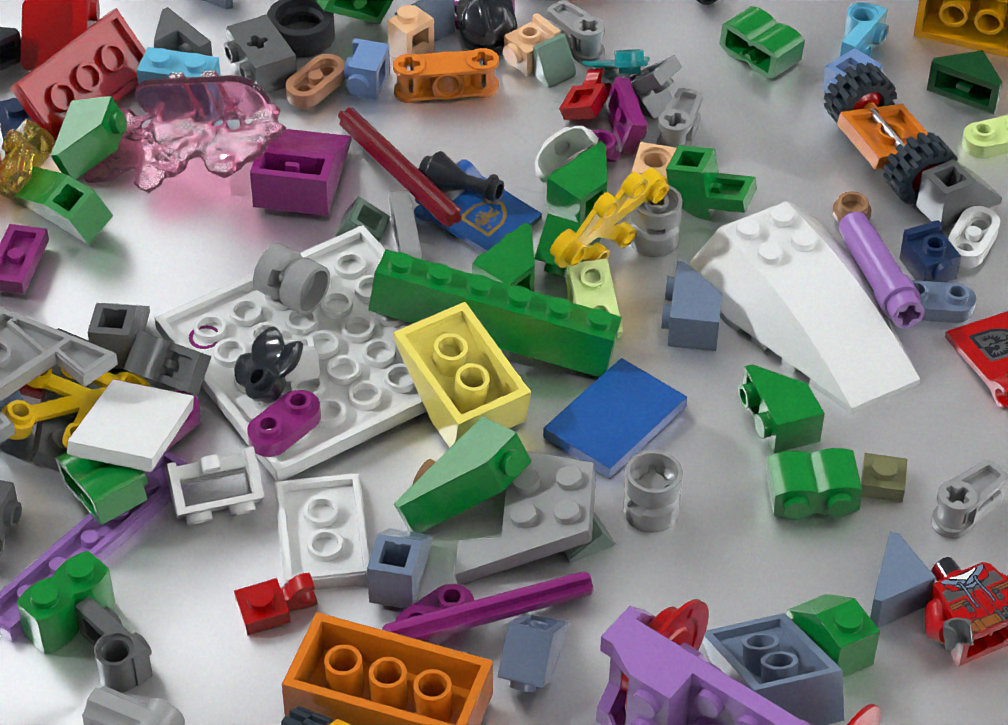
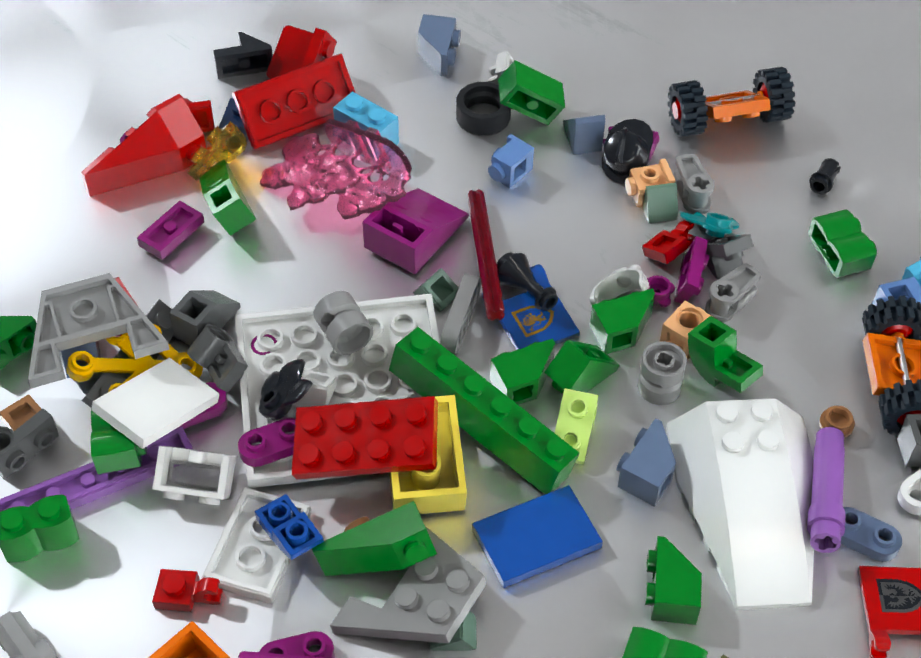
camera: 25 degrees right, 5 degrees up
(88, 135) = (272, 148): green slope -> none
(119, 655) = (47, 580): dark grey plate -> none
(178, 35) = (383, 91): dark grey slope -> none
(260, 53) = (439, 123): dark grey brick -> none
(315, 80) = (467, 158): nougat plate -> none
(355, 498) = (288, 527): none -> blue slope
(394, 375) = (365, 438): none -> red plate
(397, 567) = (289, 599): sand blue slope -> none
(408, 28) = (558, 136): light nougat brick -> none
(446, 75) = (568, 187): orange piece -> none
(602, 221) = (611, 364): yellow plant -> none
(652, 490) = (522, 618): light grey wheel -> none
(929, 253) = (881, 490): dark blue brick -> none

